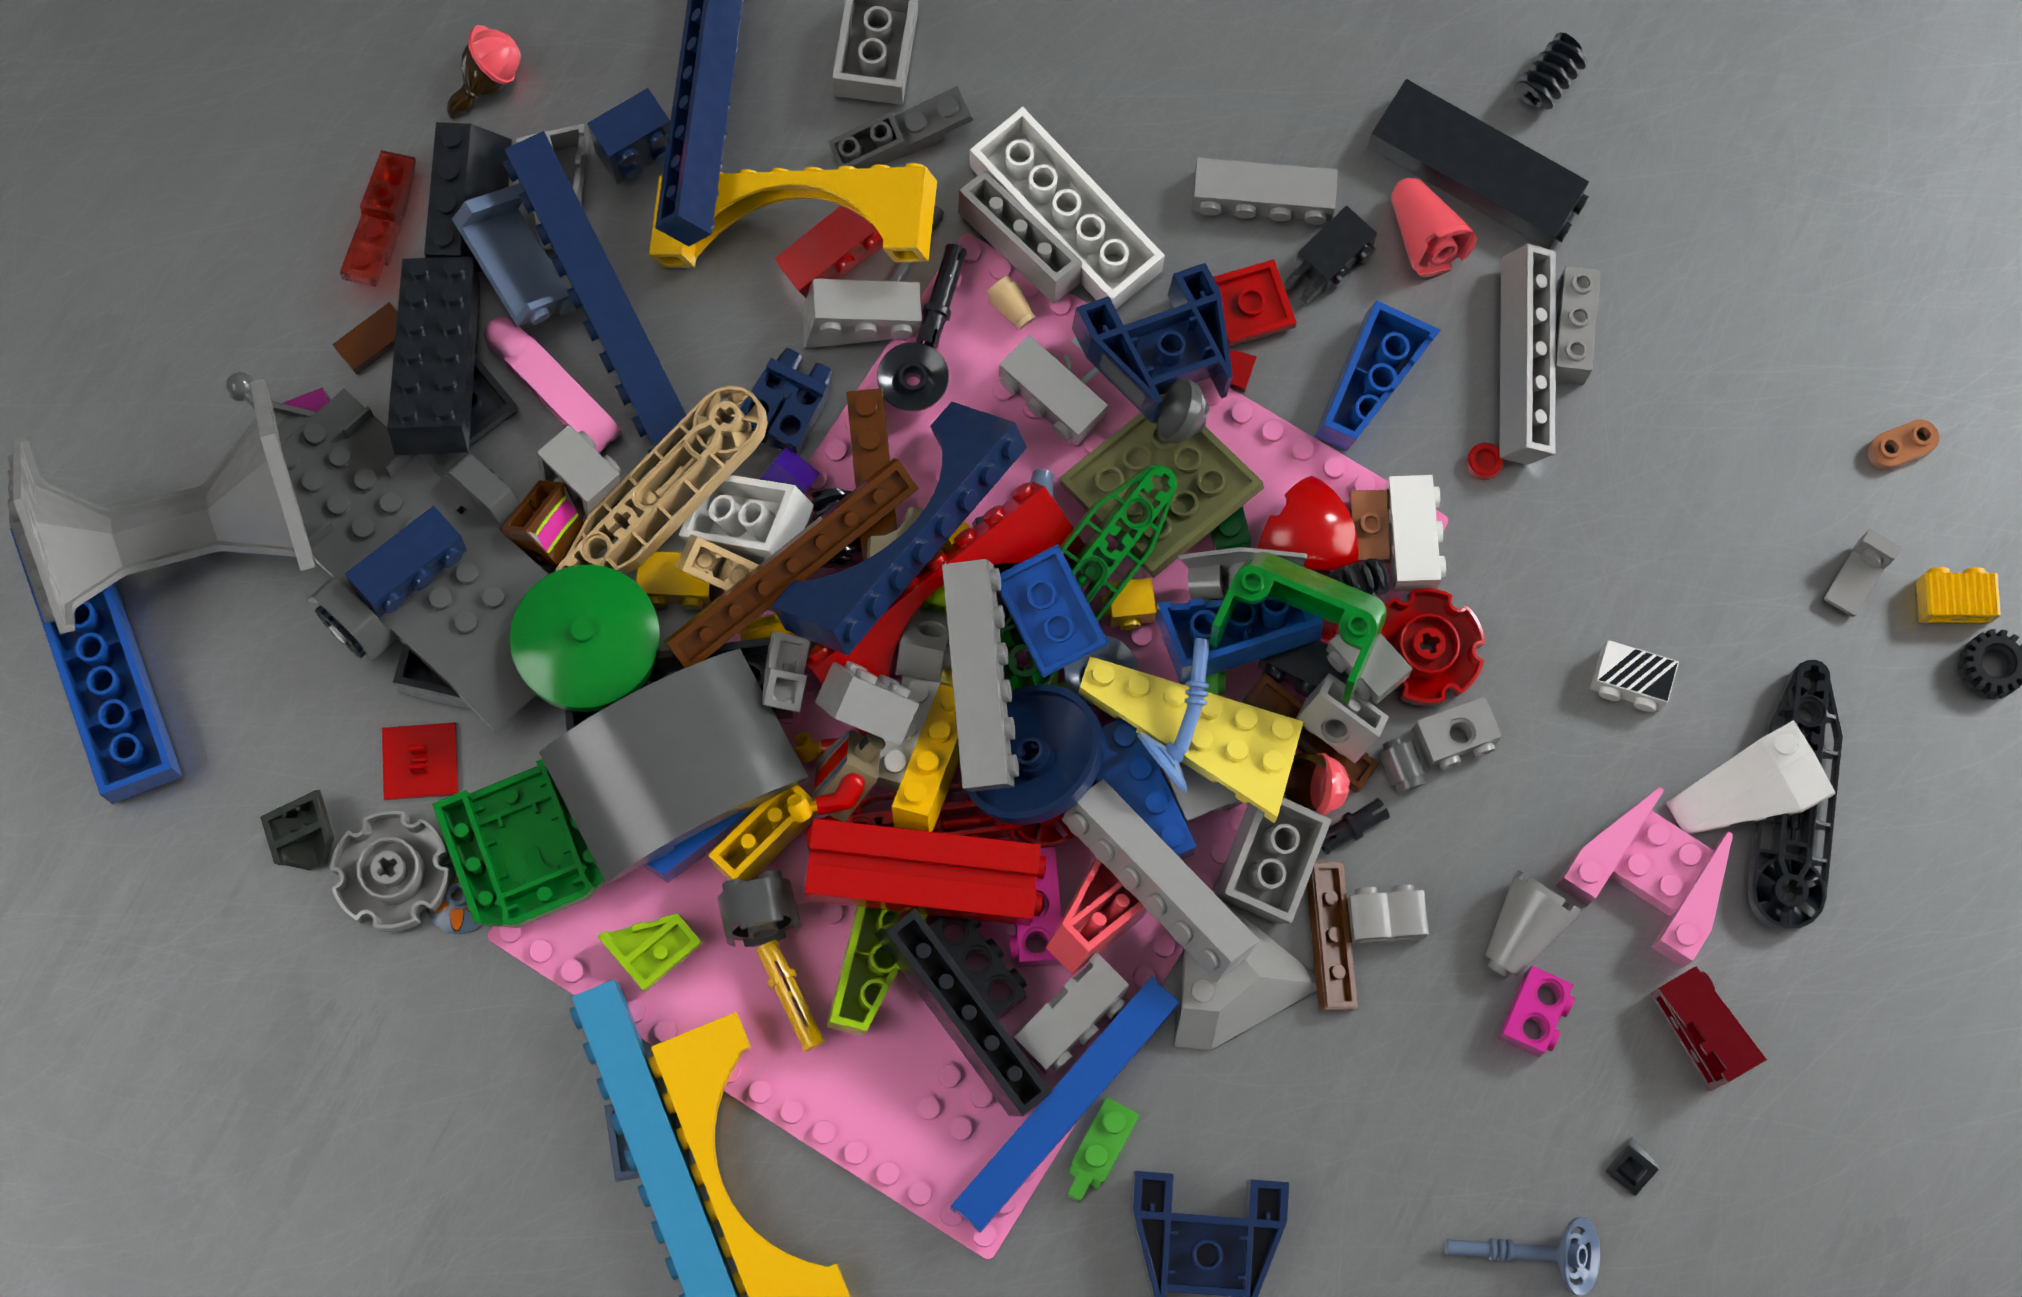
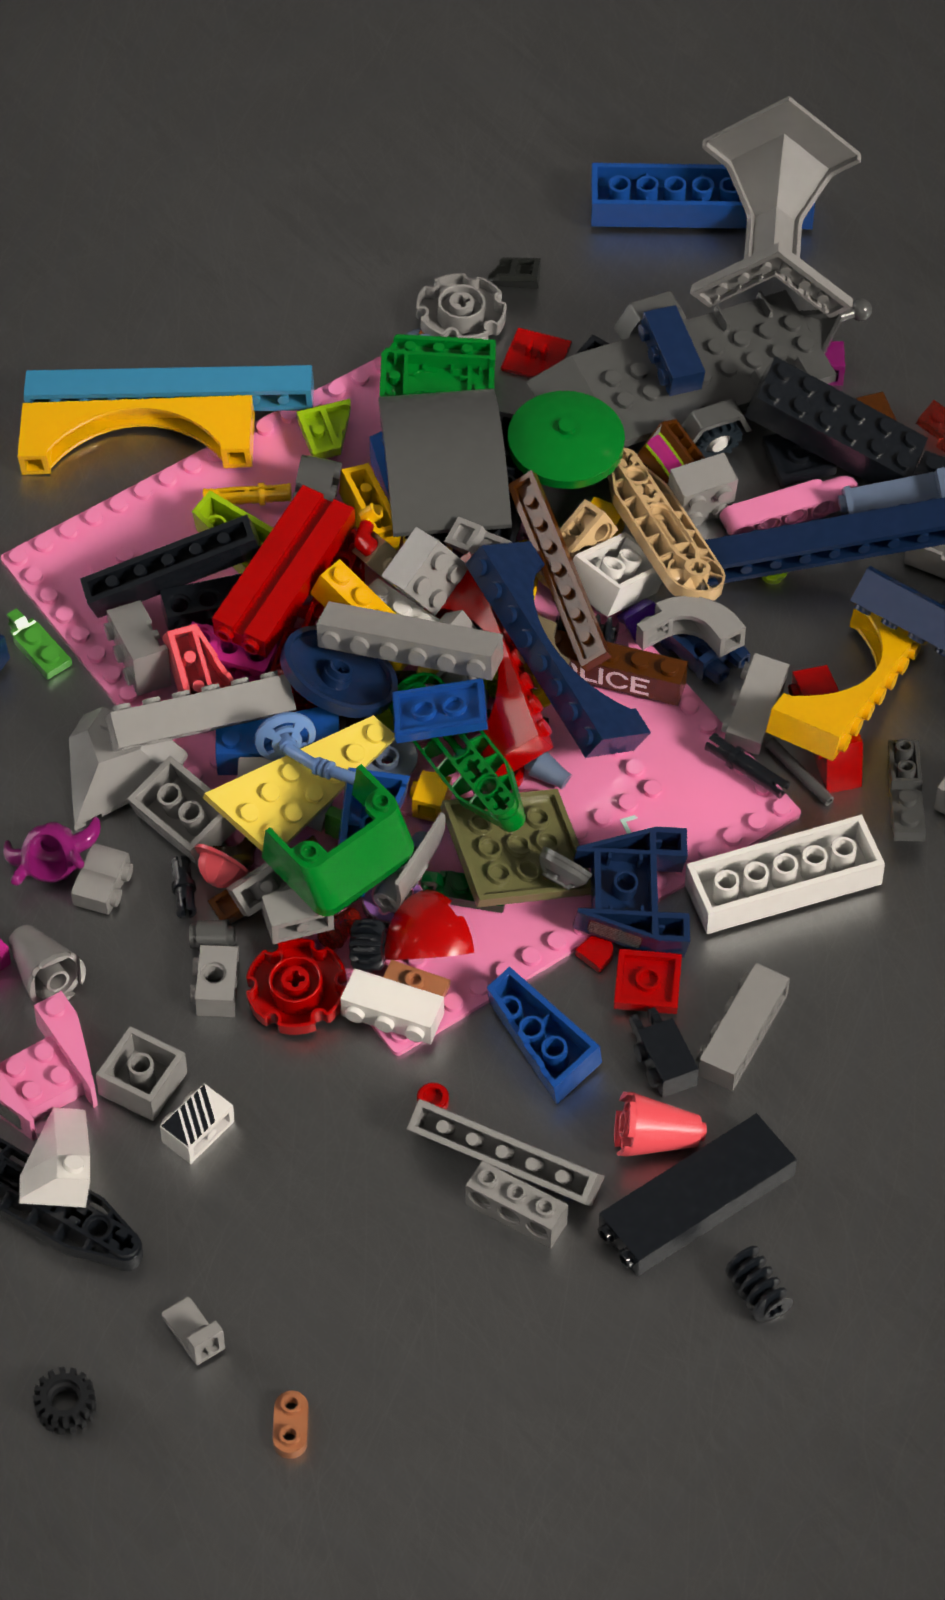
camera: 115 degrees right, 20 degrees down
(779, 384) = (695, 617): none -> light grey arch
(909, 361) = (686, 711): black dish -> none
(1010, 302) = (720, 808): tan cone -> none
(1019, 237) = (770, 824): light grey brick -> none
(1052, 391) = (631, 807): light grey brick -> none
(1065, 1105) = (76, 619): blue tile -> none
(1331, 937) = (142, 848): reddish brown tile -> none
(1386, 983) = (50, 852): none -> magenta piece
(1612, 753) = (141, 1073): none -> light grey brick
(1957, 596) = (134, 1397): yellow brick -> none

